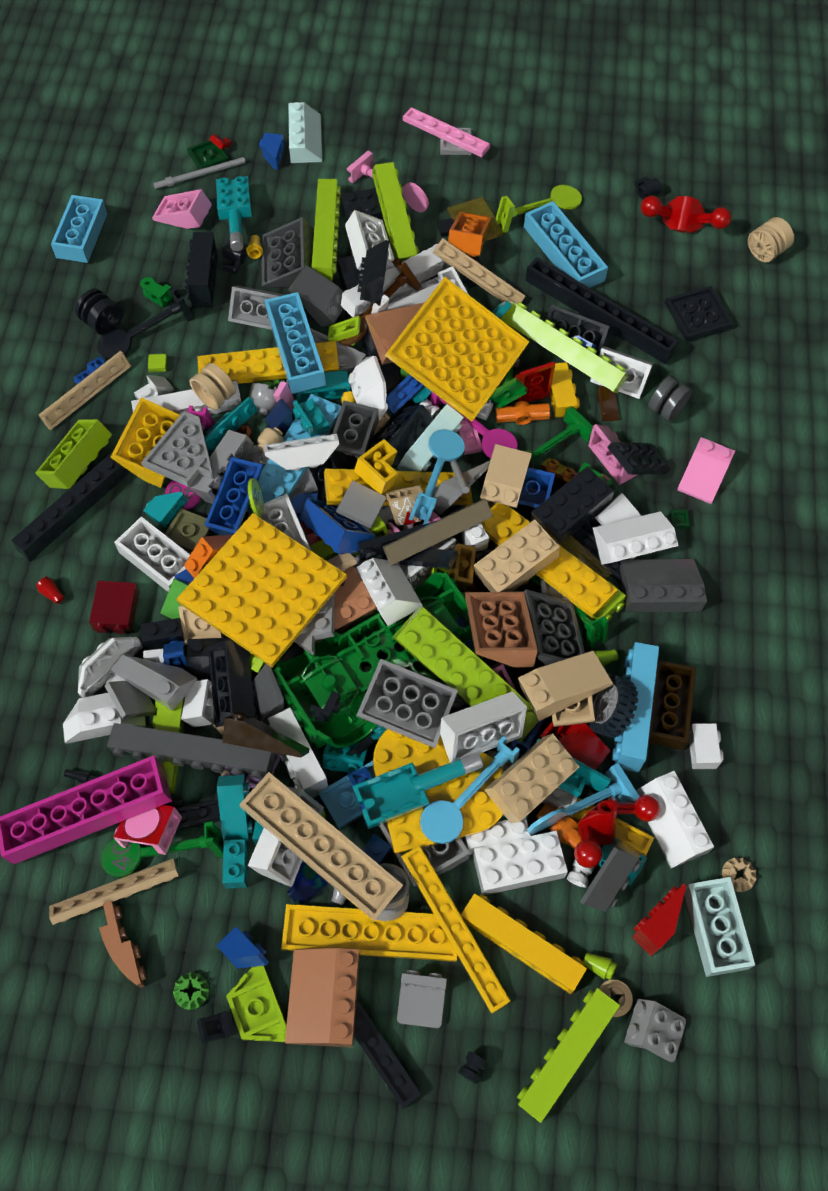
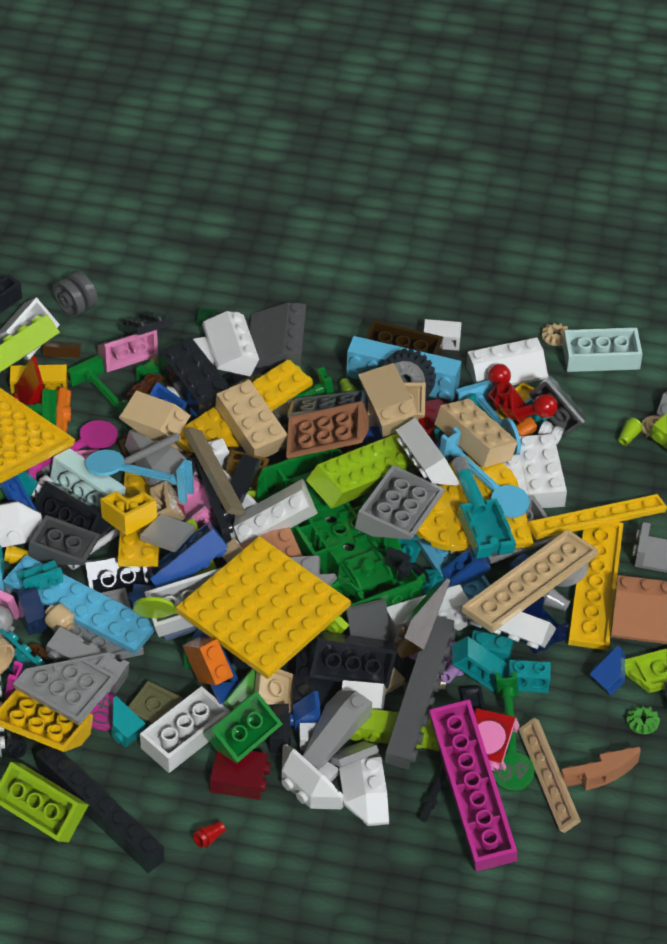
camera: 85 degrees left, 15 degrees down
(143, 596) = (243, 728): none -> green slope
(232, 497) = (126, 639): blue slope -> none
(302, 452) = (86, 577): white wedge -> none
(523, 944) = (611, 475): yellow brick -> none
(656, 931) = (597, 381): red slope -> none
(706, 470) = (157, 286): bright pink slope -> none

